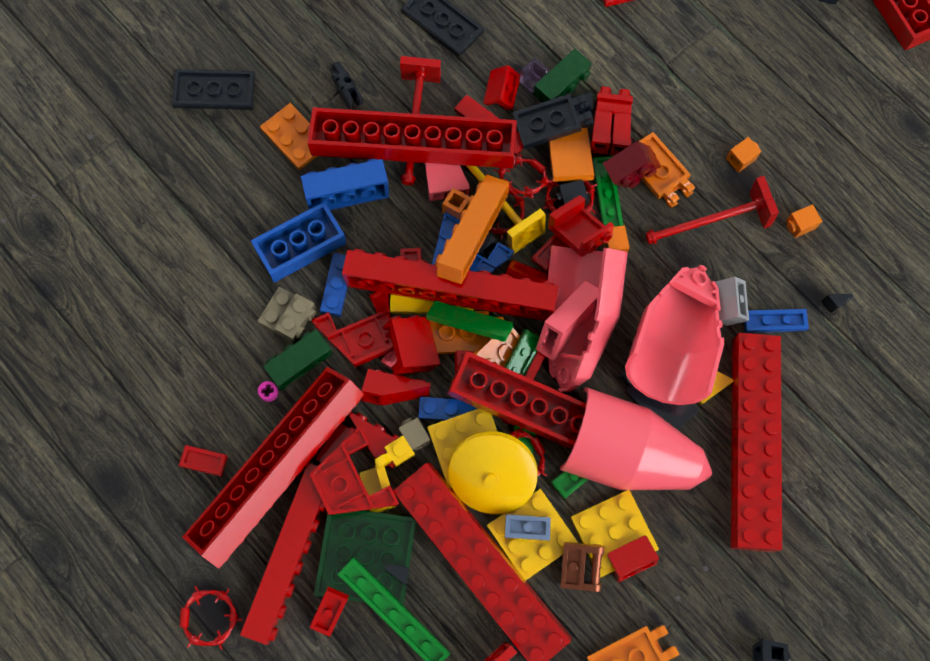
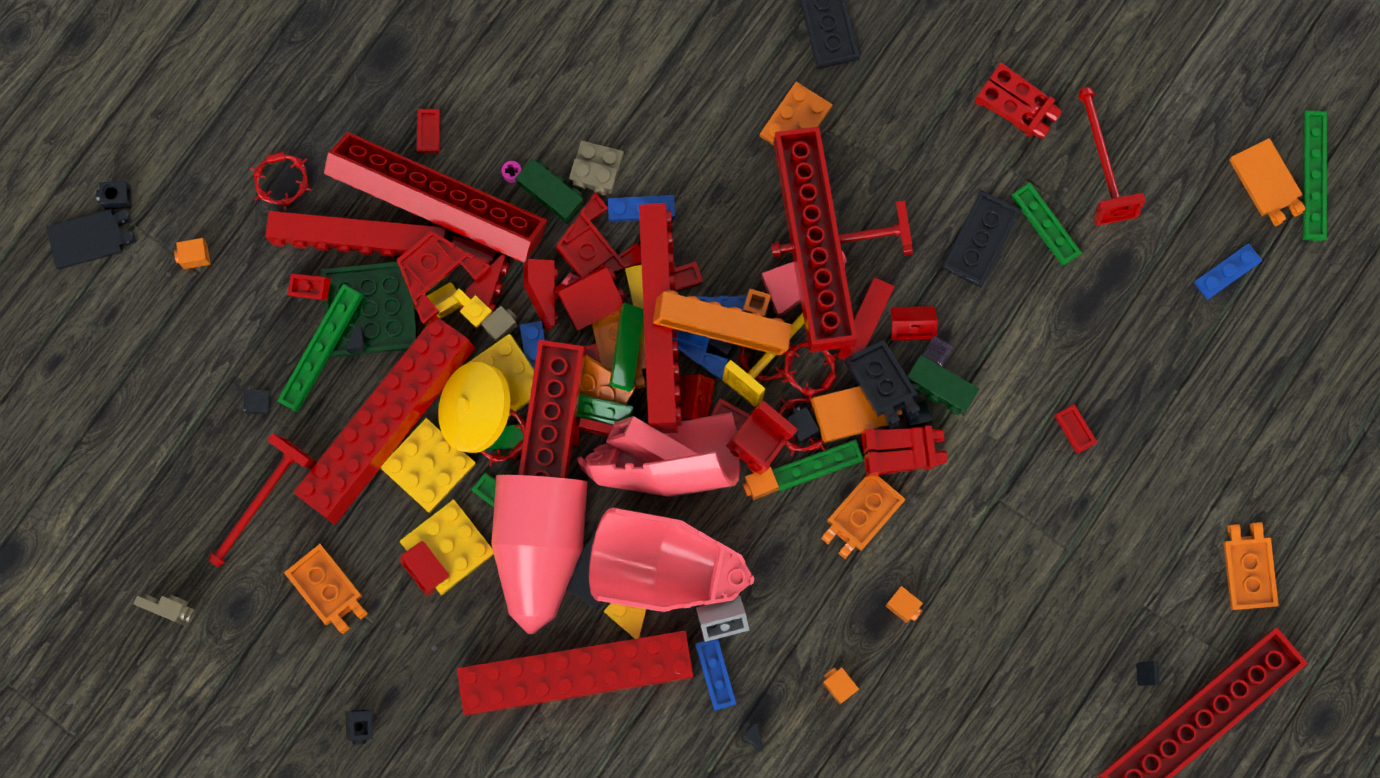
camera: 85 degrees right, 5 degrees up
(299, 242) = (673, 156): blue brick -> none
(345, 85) = (875, 148): black hinge -> none
(346, 185) = (746, 186): blue brick -> none
(527, 527) = (429, 455): sand blue plate -> none
(574, 566) = (402, 512): copper plate -> none
(632, 165) = (847, 479): dark red brick -> none
(762, 202) = (845, 631): red tile -> none

